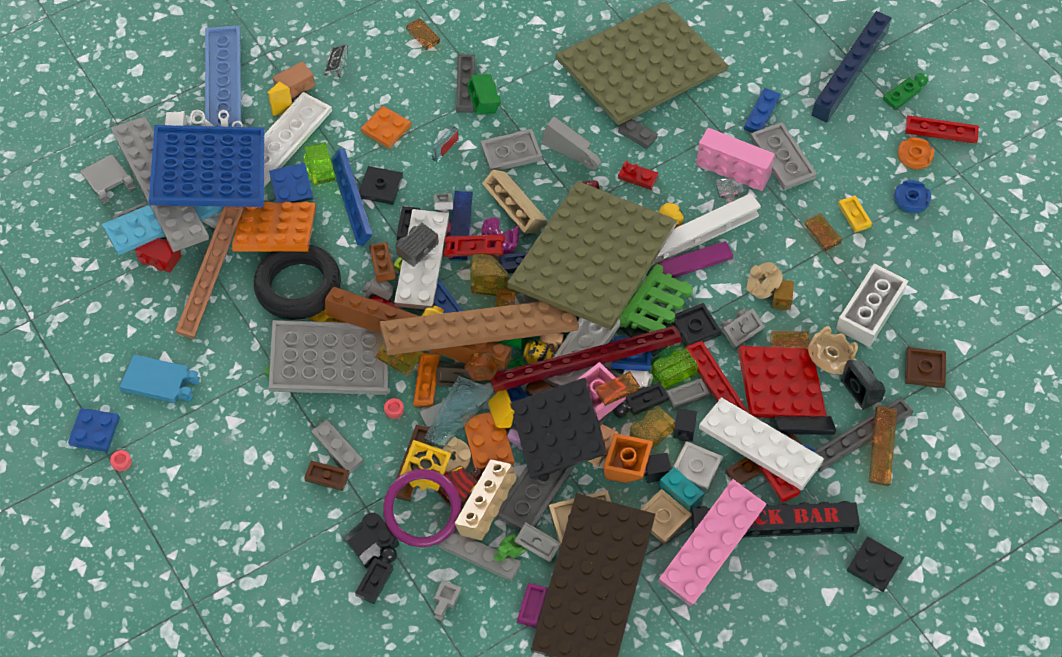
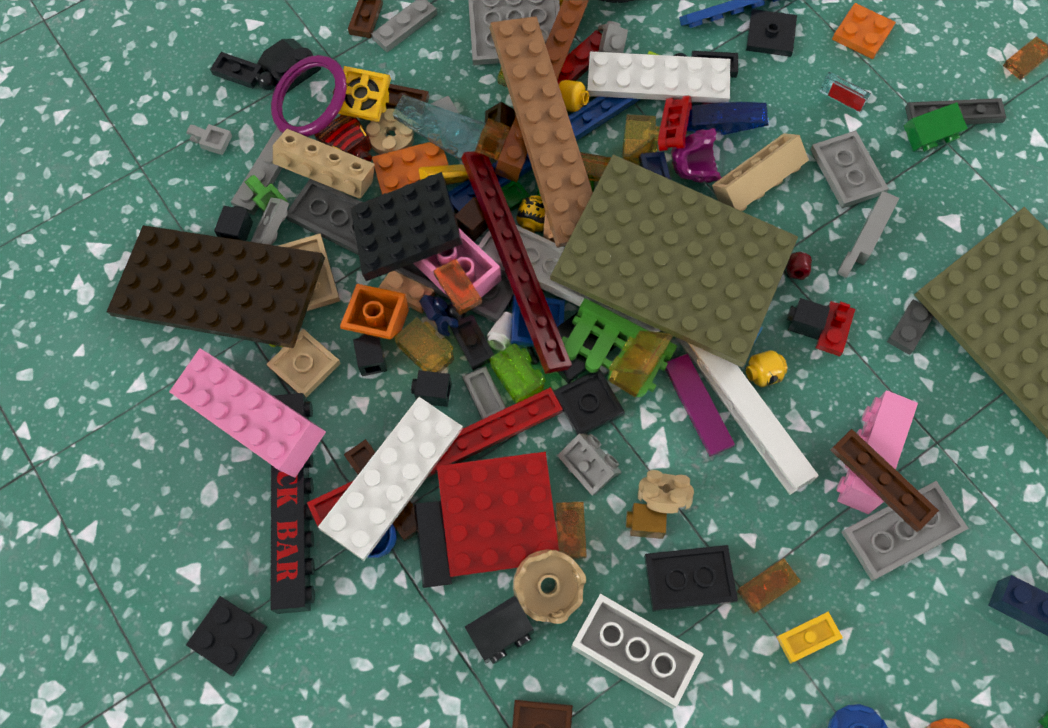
camera: 90 degrees right, 10 degrees up
(382, 262) = (650, 38): dark orange tile -> none
(394, 408) = (455, 73): coral tile -> none
(417, 244) = (667, 58): dark grey brick -> none
(426, 380) = (481, 100): orange tile -> none
(443, 202) = (747, 90): light grey plate -> none
(532, 605) = (195, 223): magenta tile -> none
(536, 572) = (234, 223): none -> black brick
(619, 419) = (436, 311): none -> dark blue plate
(633, 187) = (807, 318): none -> black brick
(675, 279) = (638, 360): none -> clear yellow slope
(681, 489) = (334, 382): teal brick -> none
(698, 465) = (377, 405): white tile -> none
(727, 189) = (821, 446): clear plate -> none
(762, 110) = (989, 503): blue plate -> none
(762, 151) = (884, 480): none -> reddish brown plate
(820, 274) = (690, 578): none -> black plate
(857, 436) = (427, 629): dark grey tile -> none
(883, 446) = (400, 654): clear orange plate -> none

